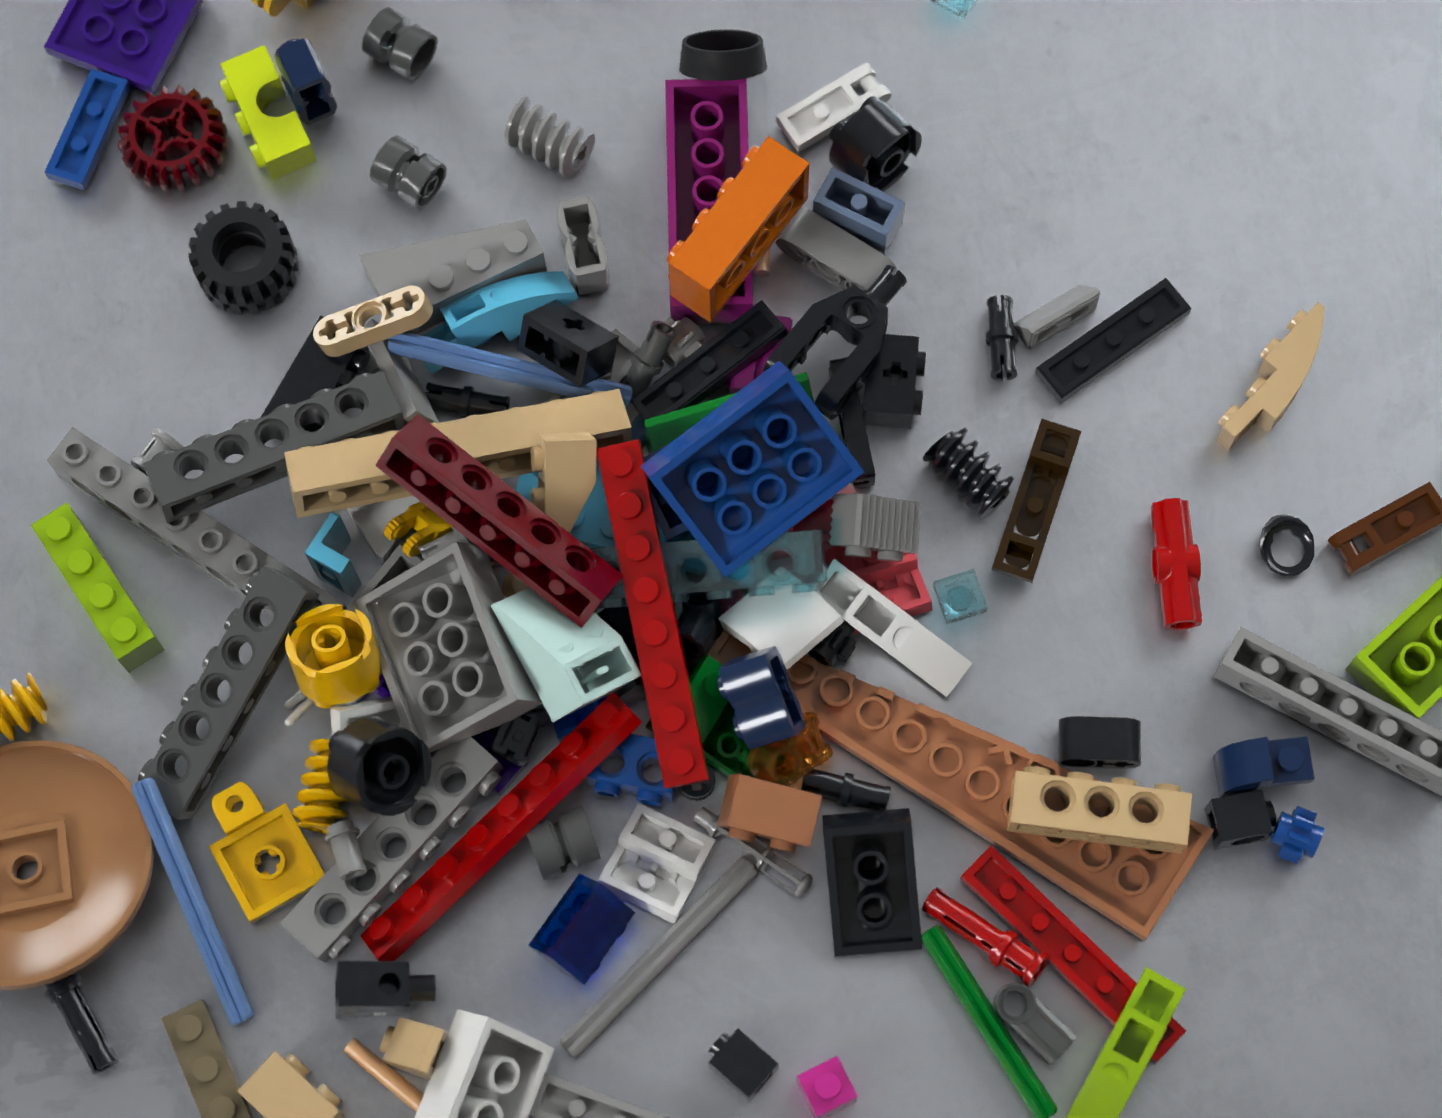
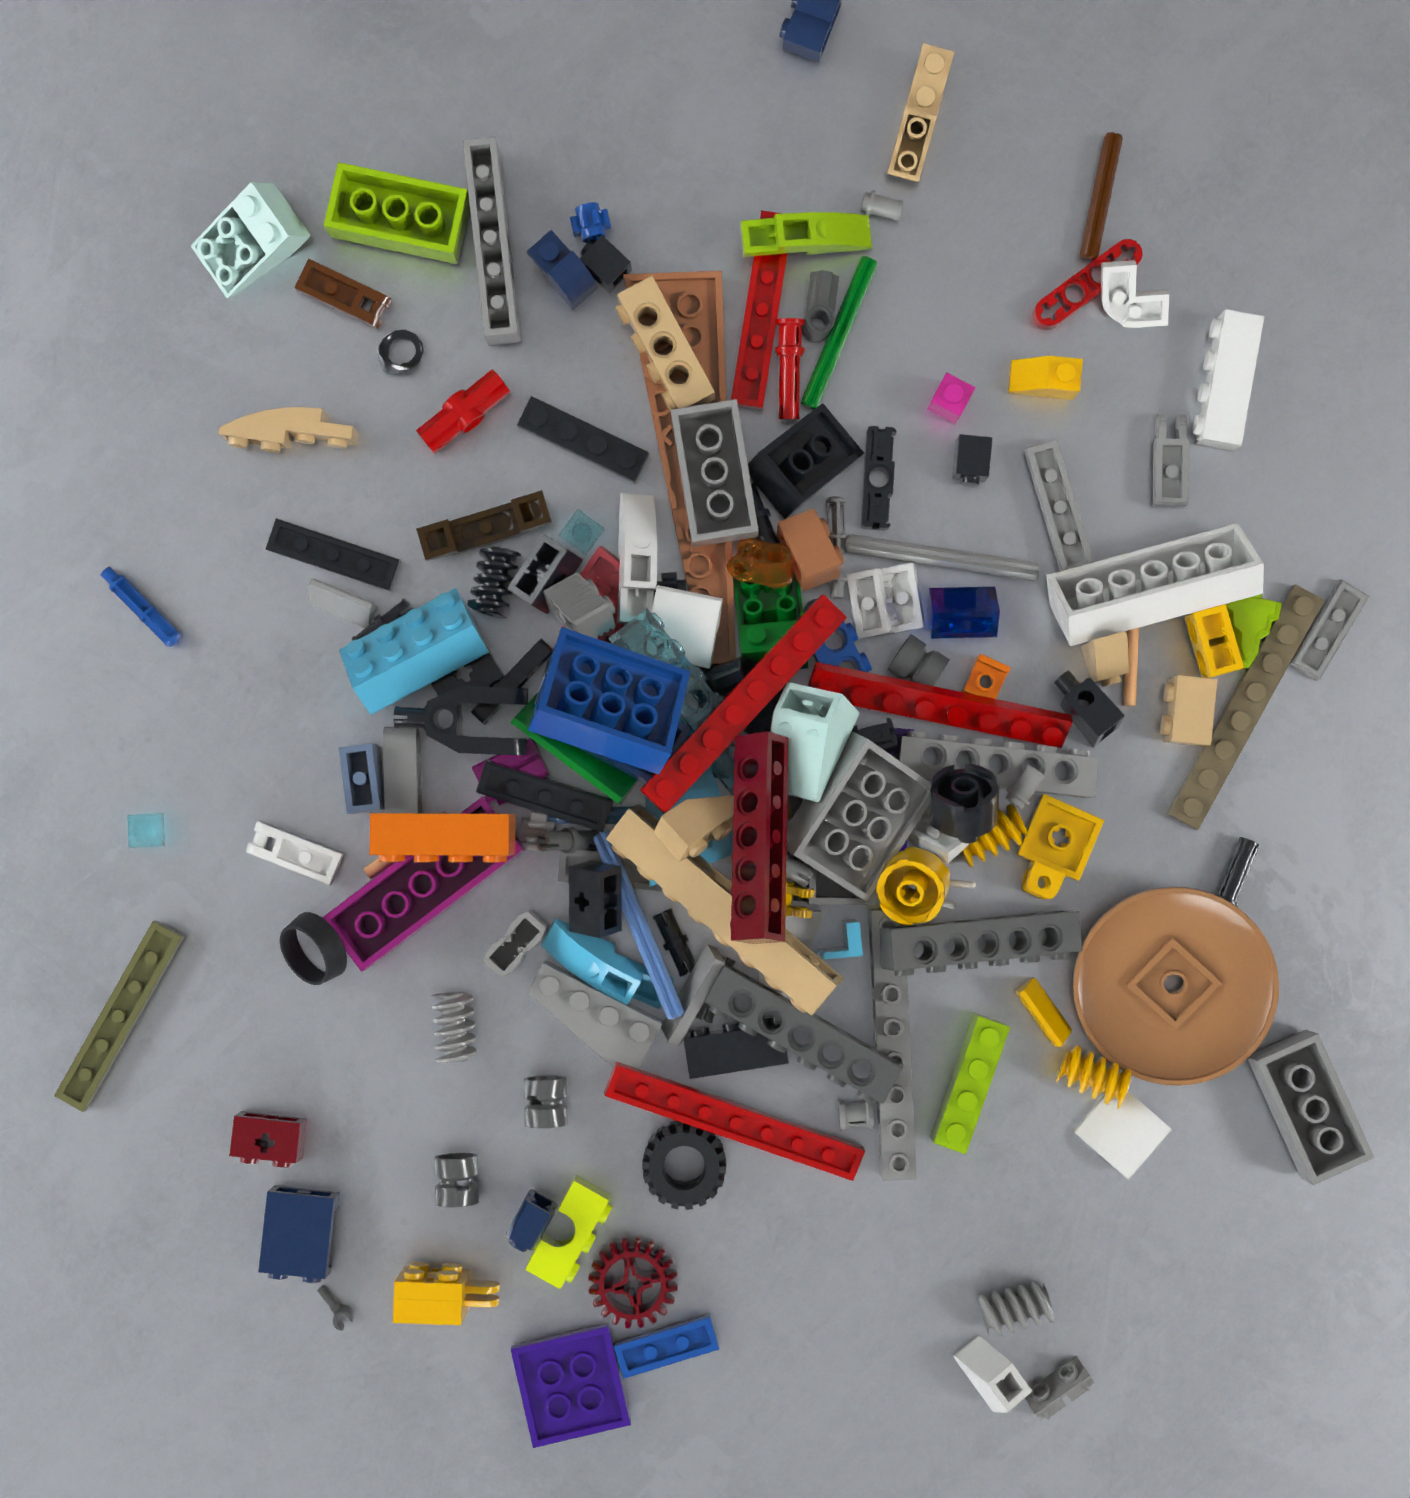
camera: 125 degrees left, 15 degrees up
(105, 716) = (1044, 1012): none -> yellow slope
(192, 901) = (1119, 864): medium blue axle -> none
(244, 329) = (734, 1121): none -> red plate
(348, 340) = (675, 1049): tan beam -> none
(500, 916) = (985, 667): none -> orange brick
(761, 698) = (747, 598): dark blue brick -> none
(820, 967) = (877, 457): none -> black piece
(874, 144) = (308, 801): black brick -> none
(921, 761) = (714, 473): none -> light grey brick
(946, 528) = (543, 568): none -> black brick
(952, 339) = (413, 651): none -> medium azure brick
(1060, 668) = (583, 439): none -> black plate
(1099, 742) = (616, 381): black beam -> none
(1188, 125) = (141, 607): none -> blue piece

